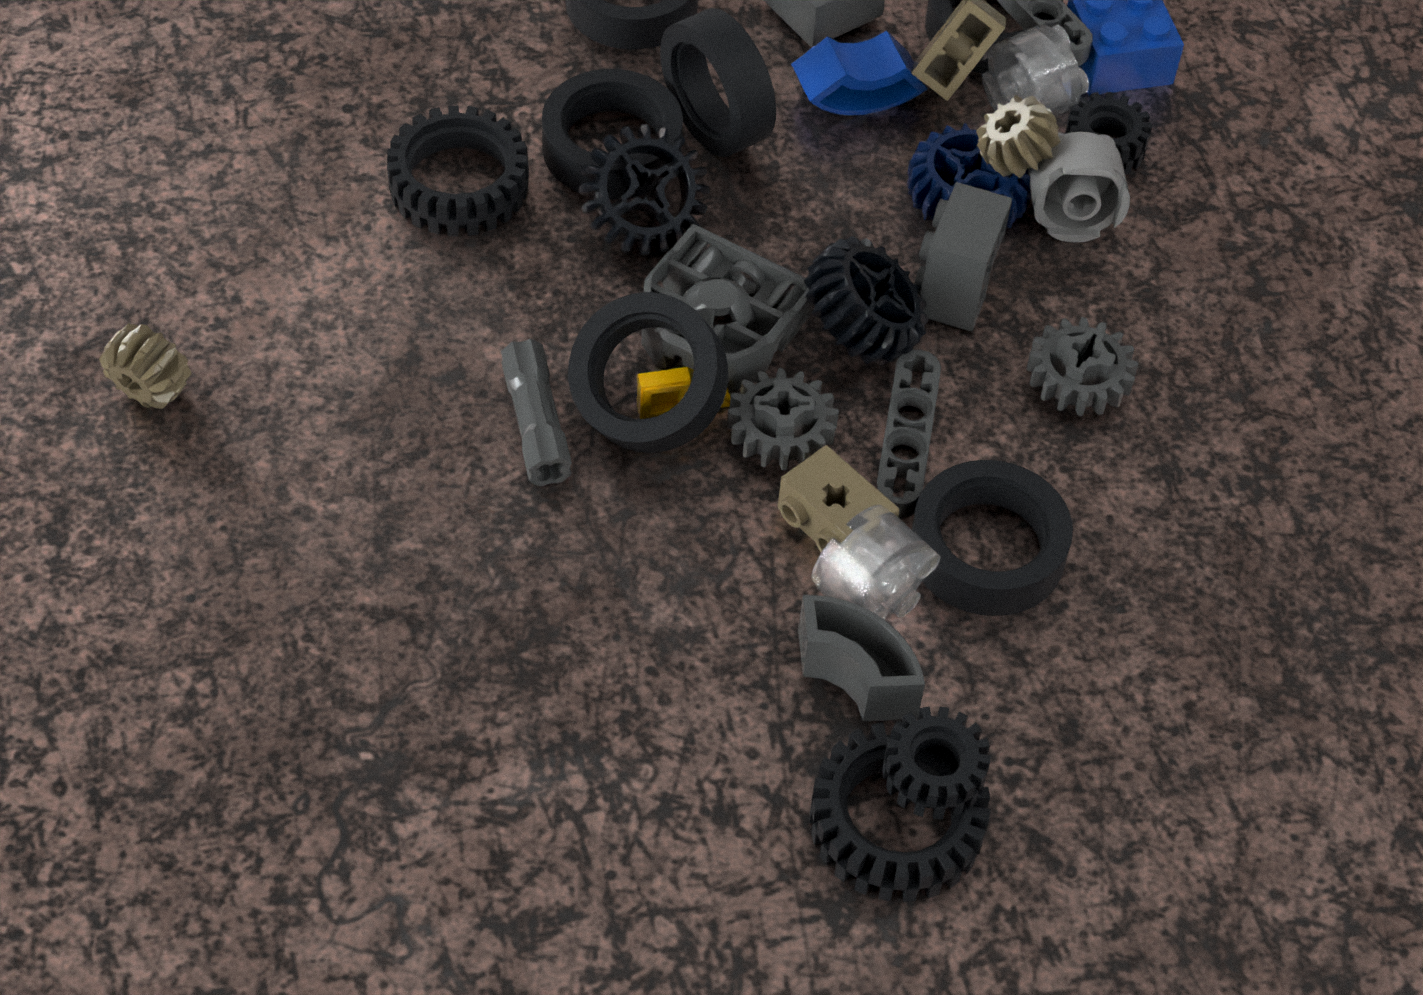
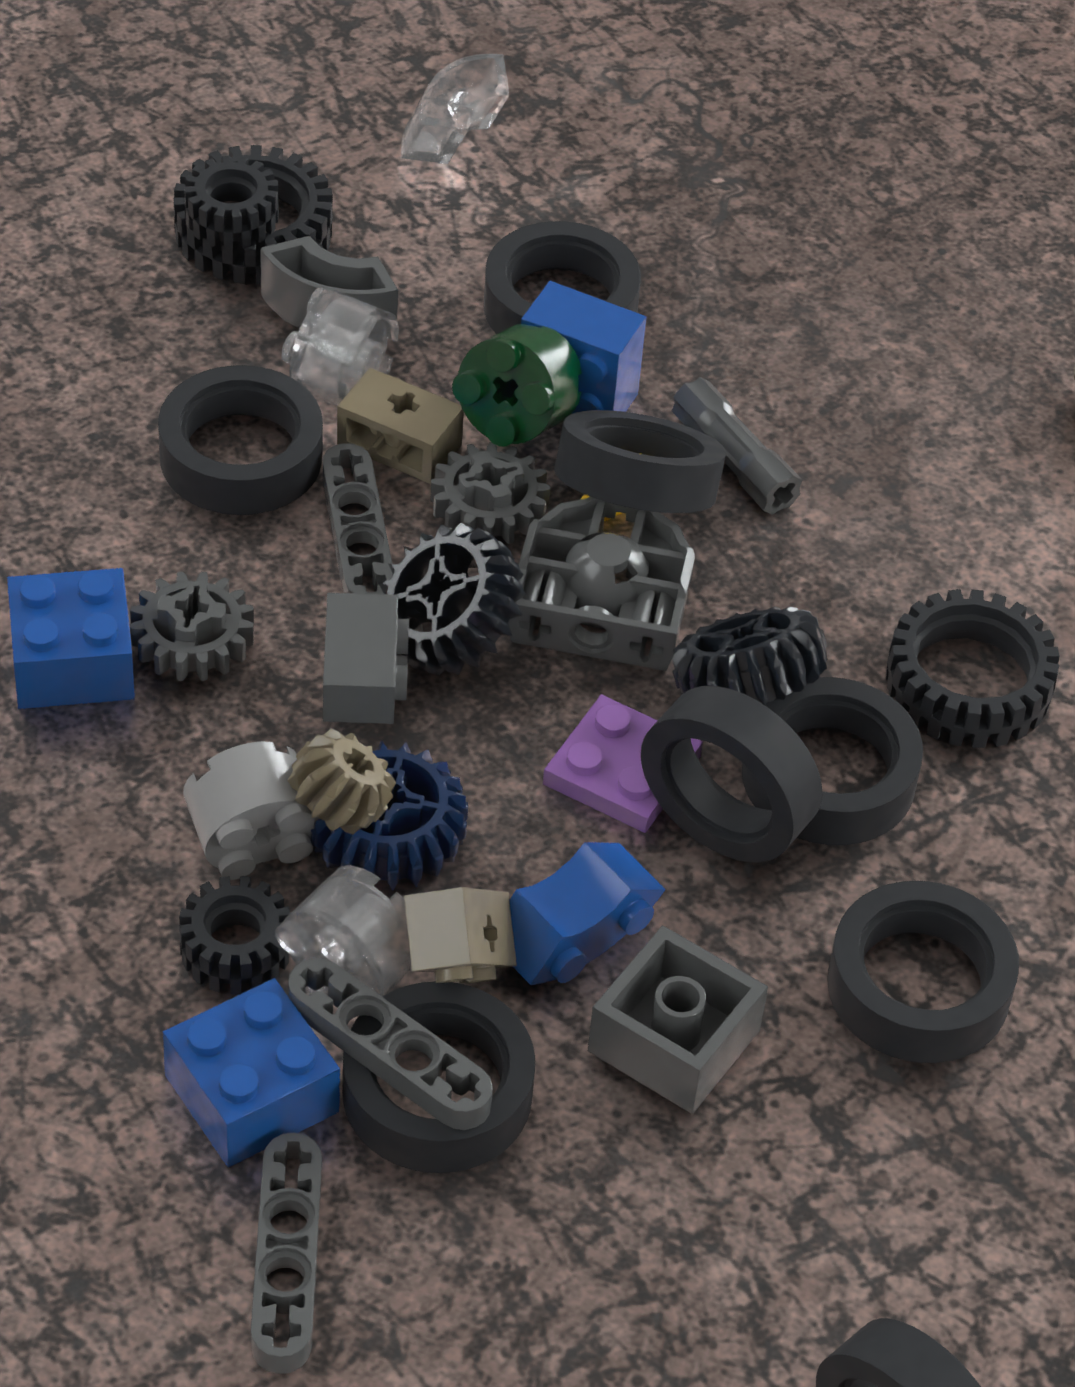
camera: 160 degrees right, 5 degrees down
(615, 680) = (552, 247): none -> black tyre
(630, 879) = (457, 100): none -> clear brick
(648, 498) = (604, 338): none -> blue brick
(731, 455) = (518, 383): none -> dark green brick
(769, 187) = (604, 765): none -> medium lavender plate
(1189, 375) = (71, 638): none -> blue brick

